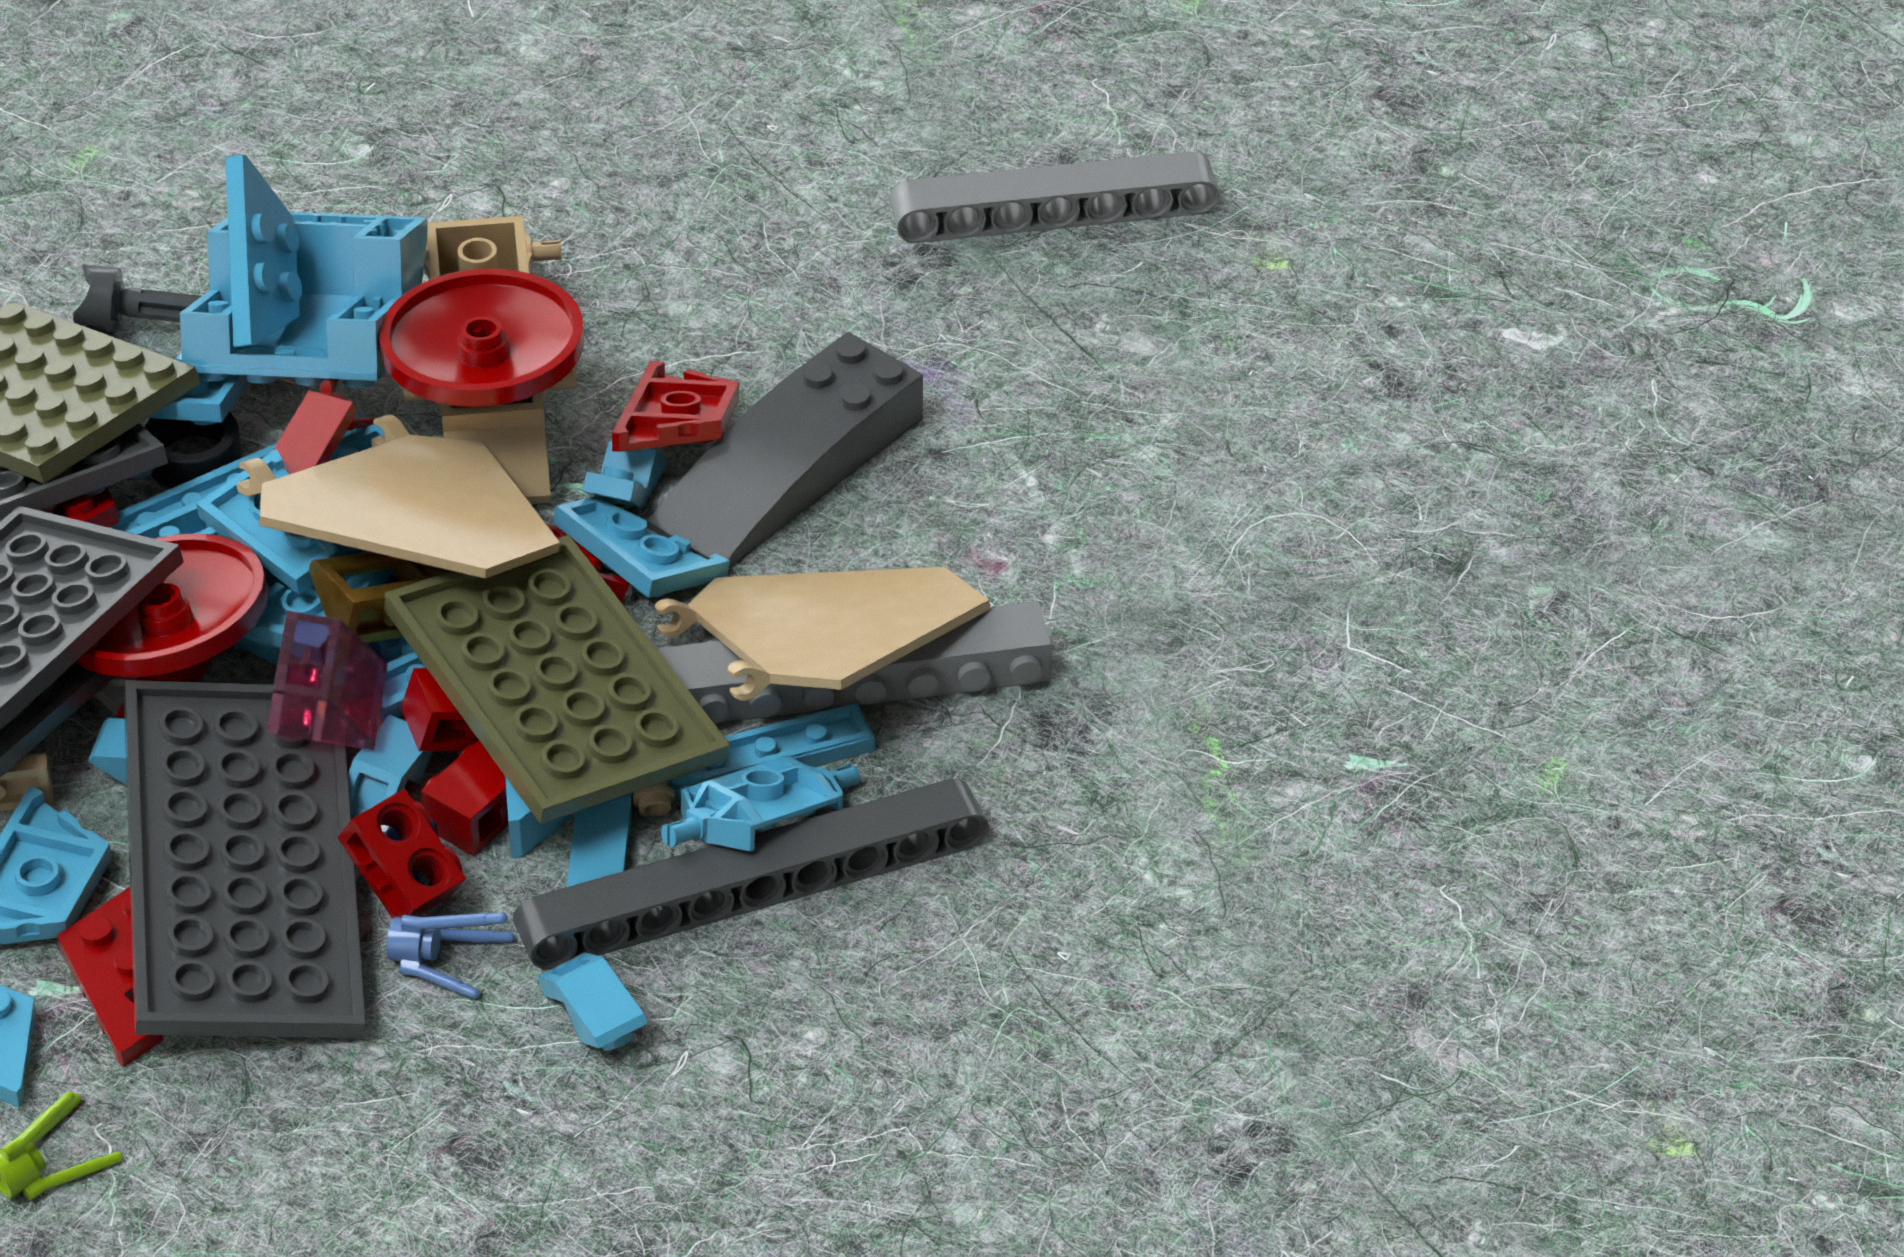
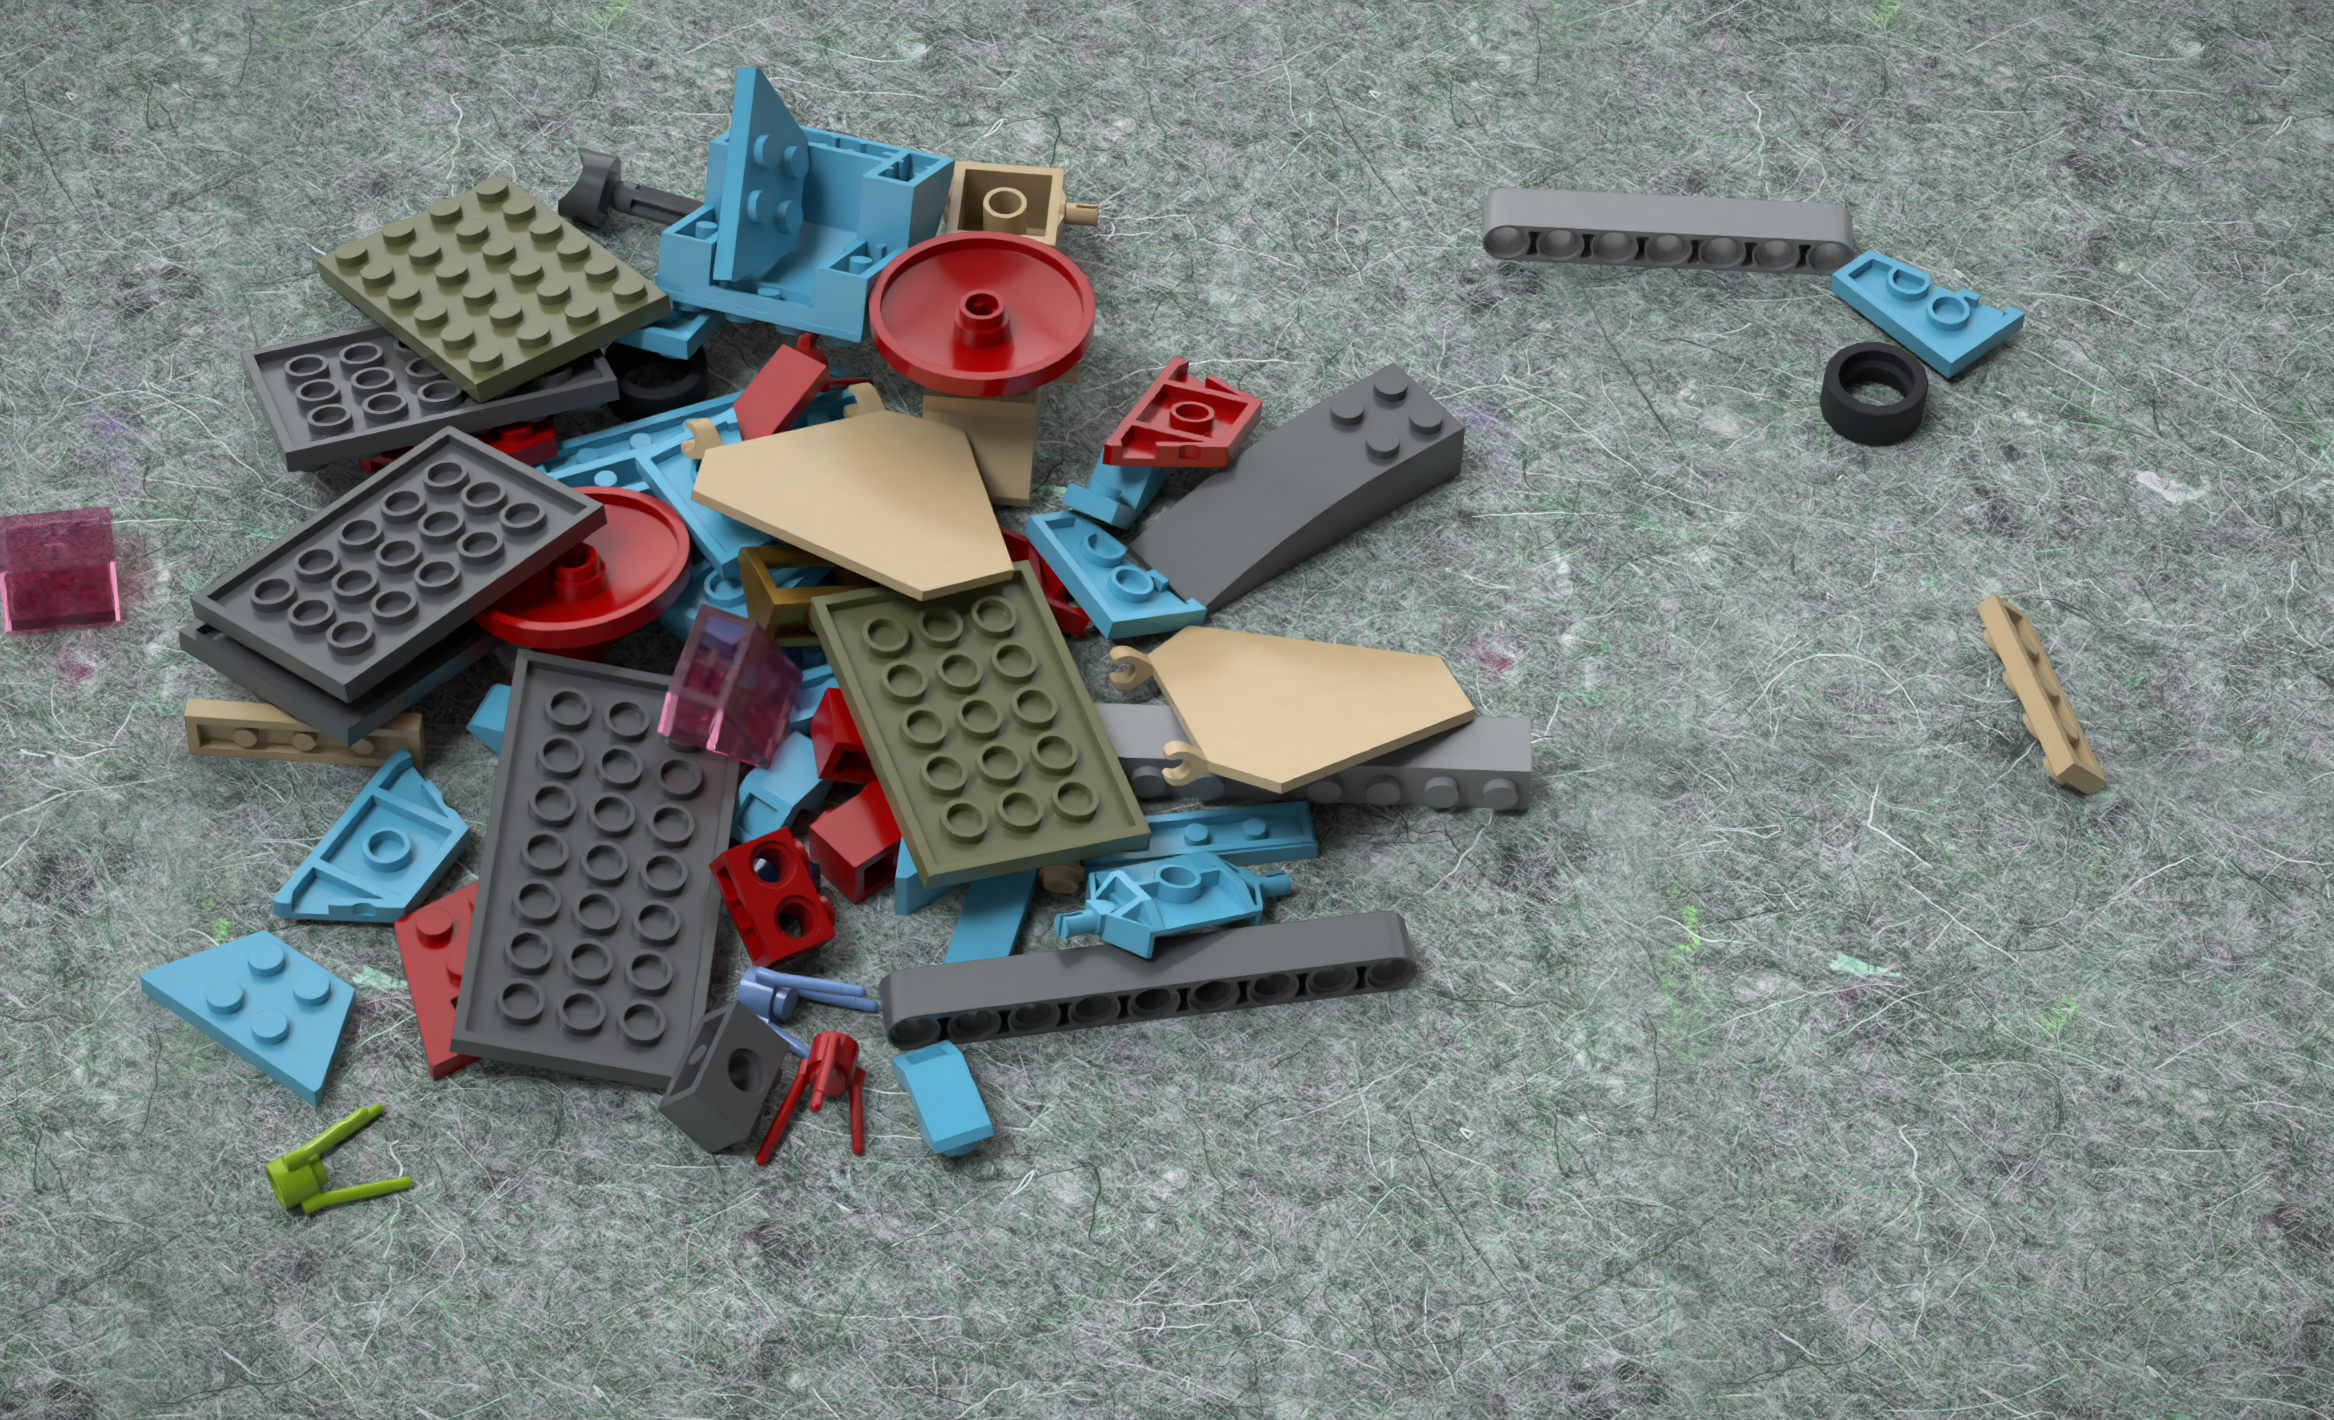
camera: 10 degrees right, 5 degrees up
(392, 1015) = (724, 1077): none -> dark grey brick
(485, 997) = (828, 1072): none -> red plant
(1264, 322) = (1879, 364): none -> black tyre
(1298, 235) = (1931, 321): none -> medium azure wing
(1460, 507) = (2038, 688): none -> tan plate

